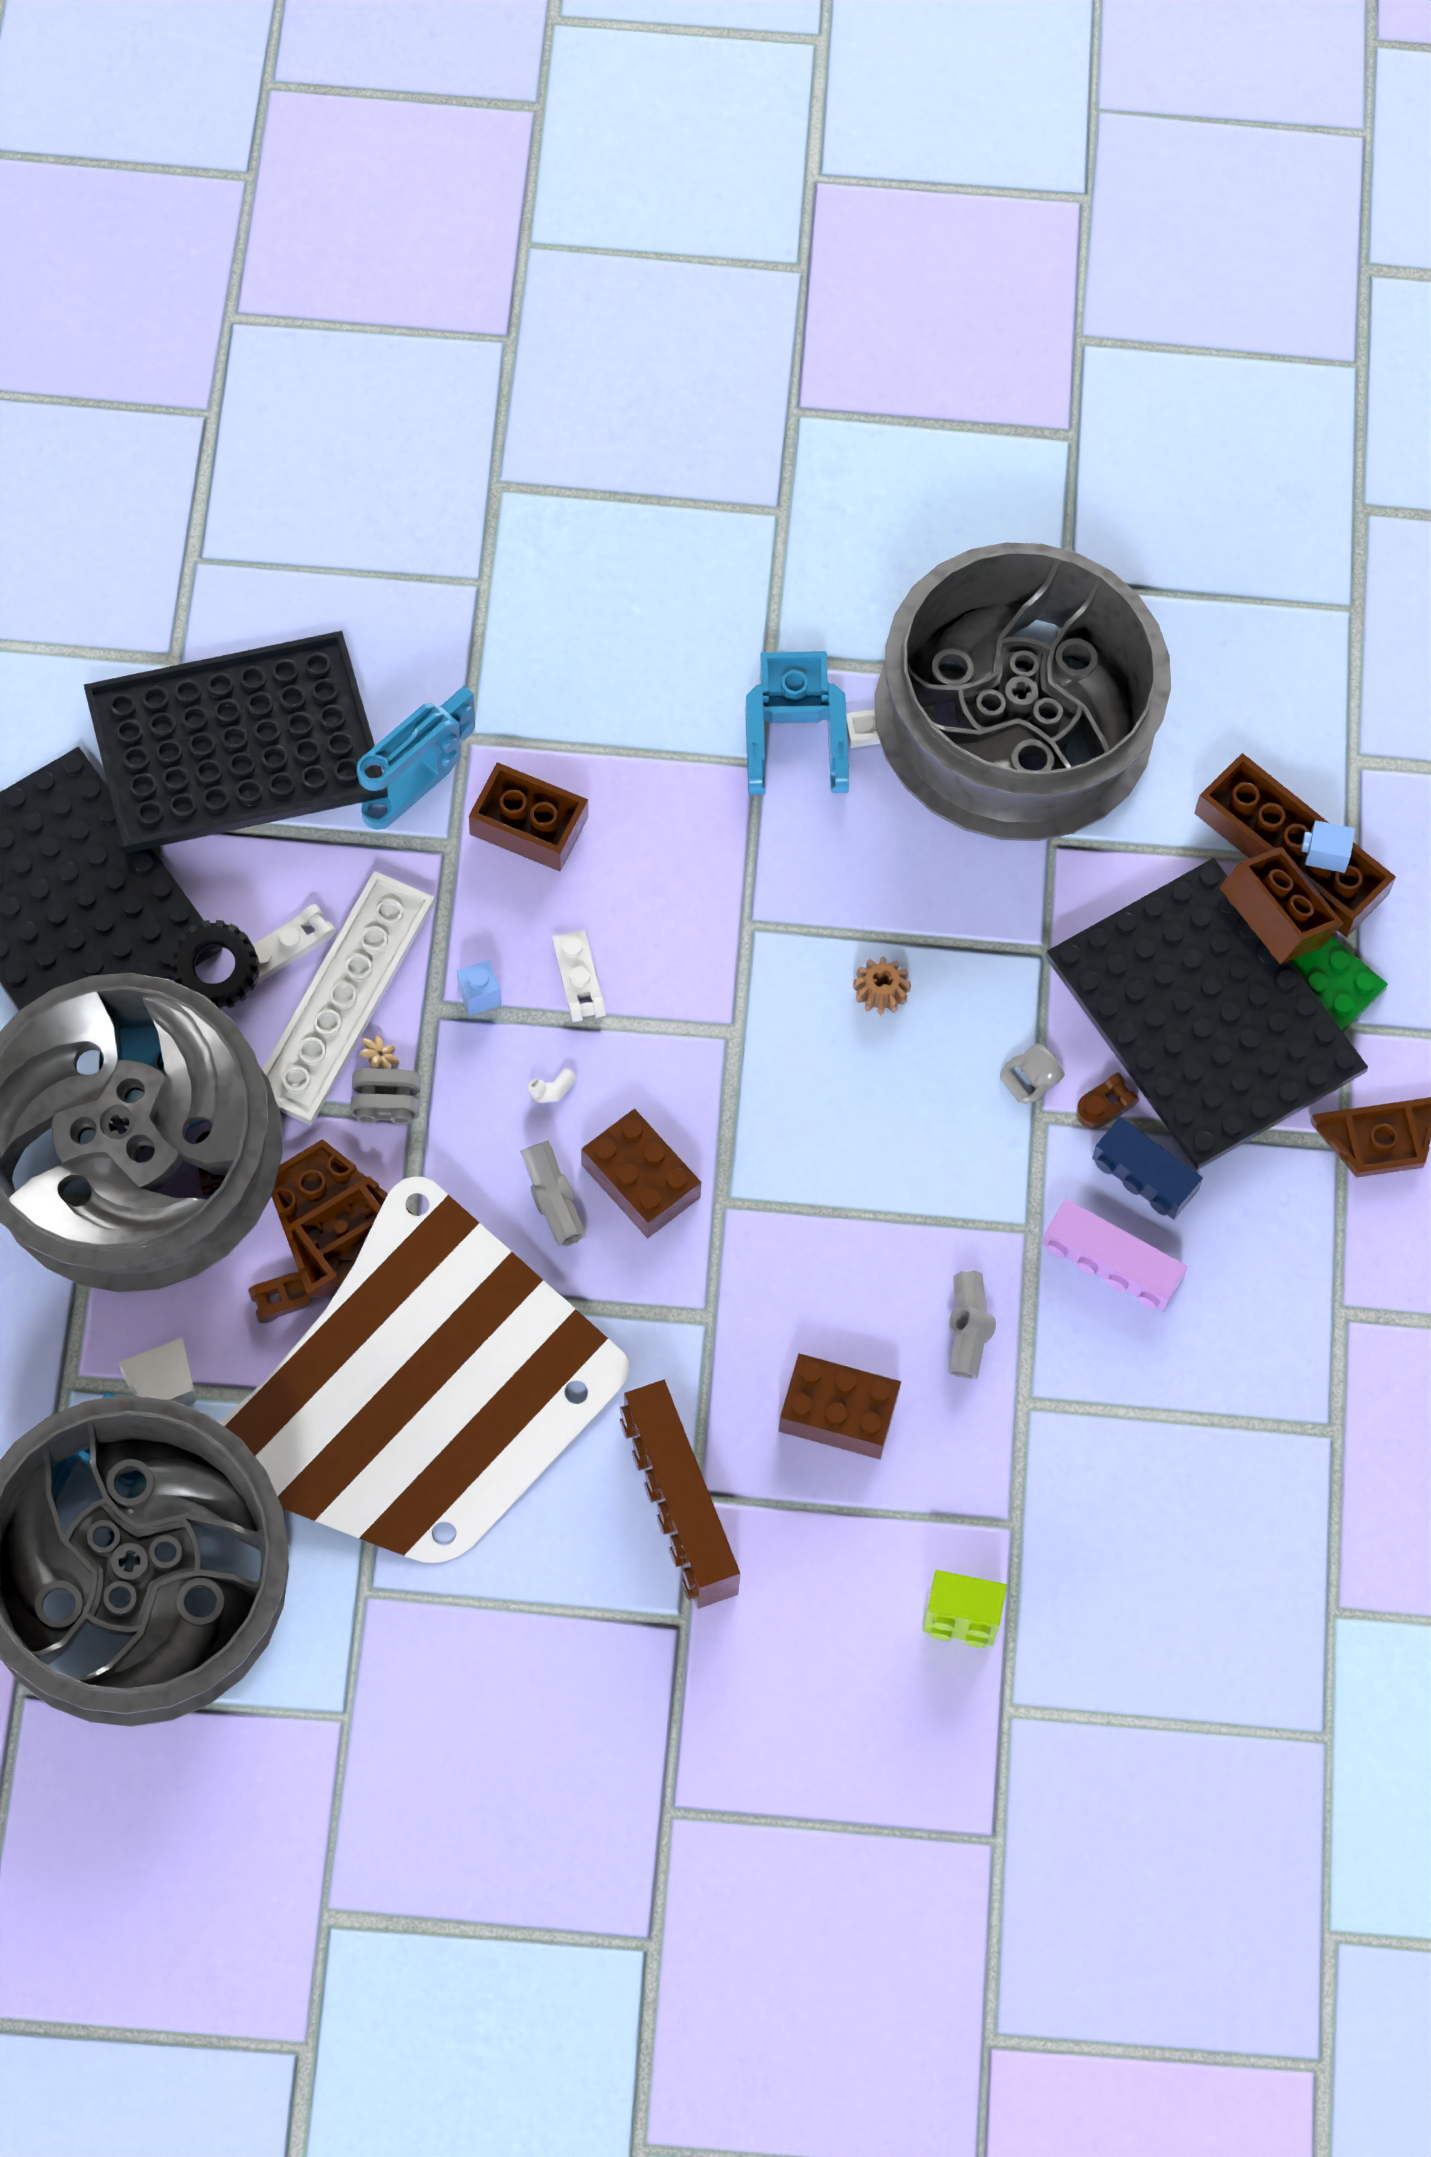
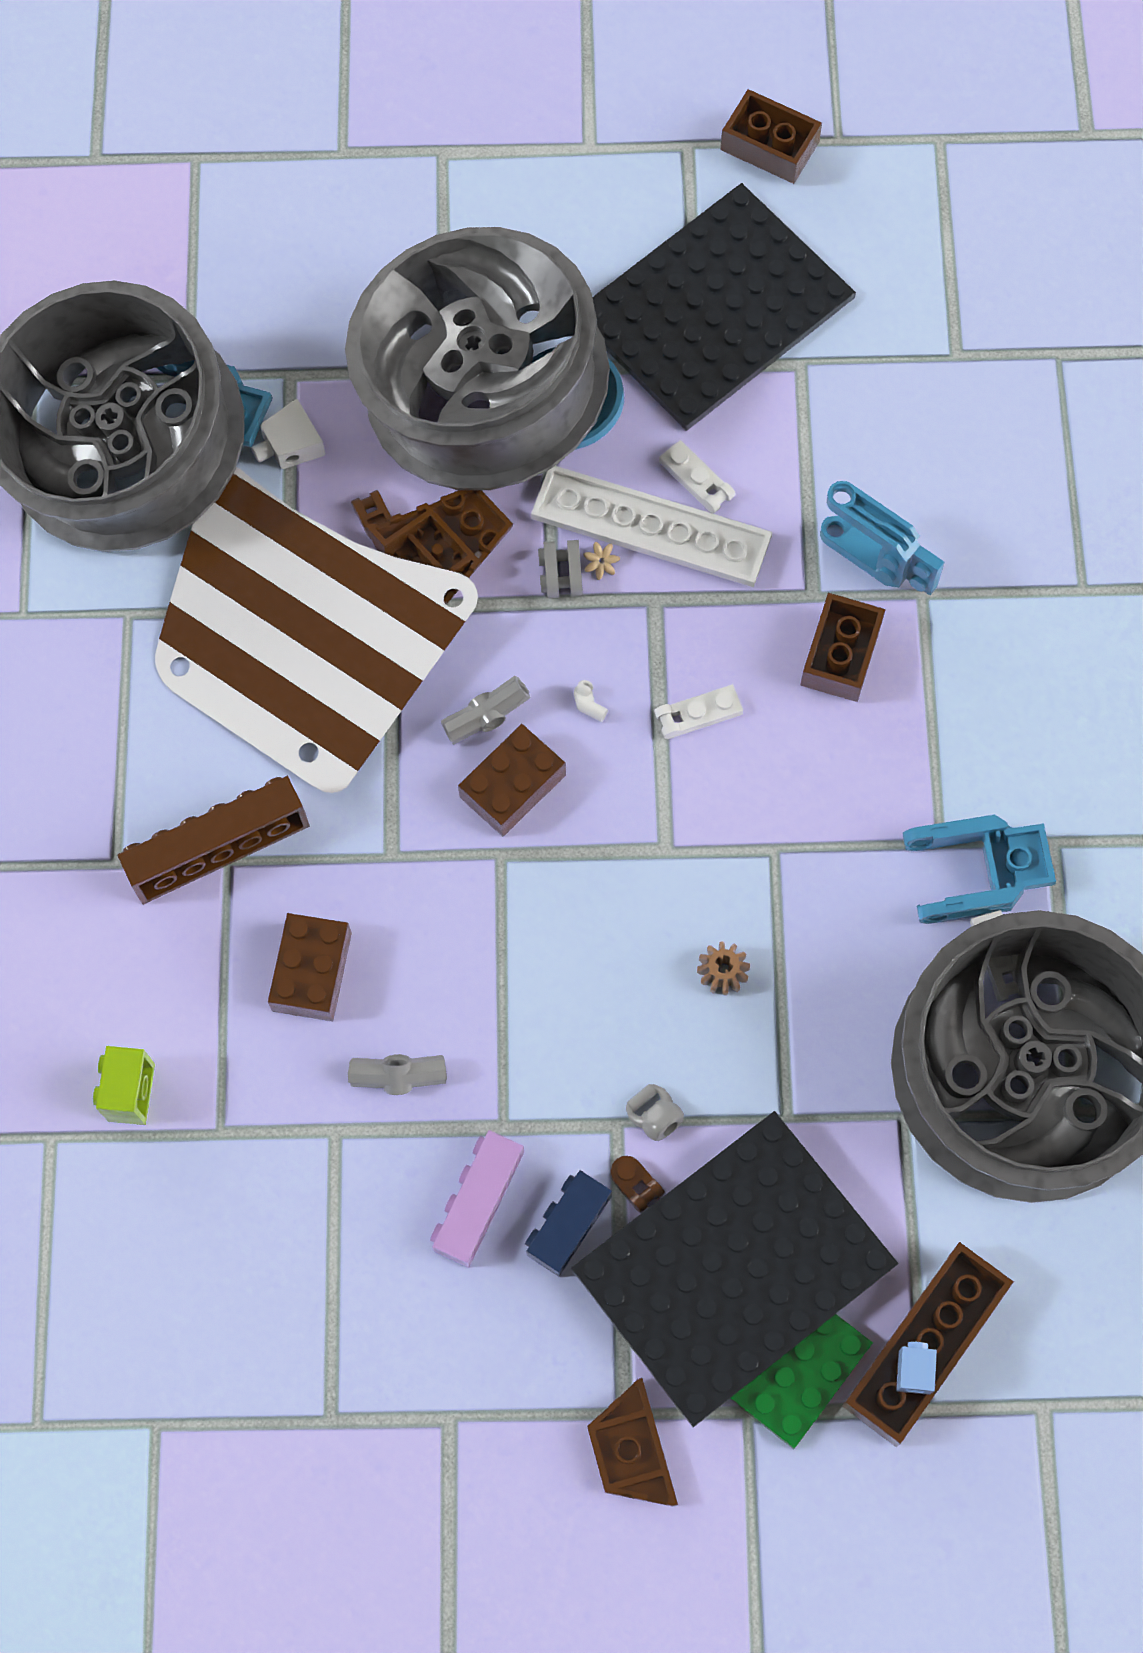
camera: 90 degrees right, 5 degrees up
(209, 936) = (646, 399): black tyre -> none
(232, 741) = (879, 402): black plate -> none
(478, 988) = (671, 628): light blue brick -> none
(1281, 905) = (846, 1326): reddish brown brick -> none

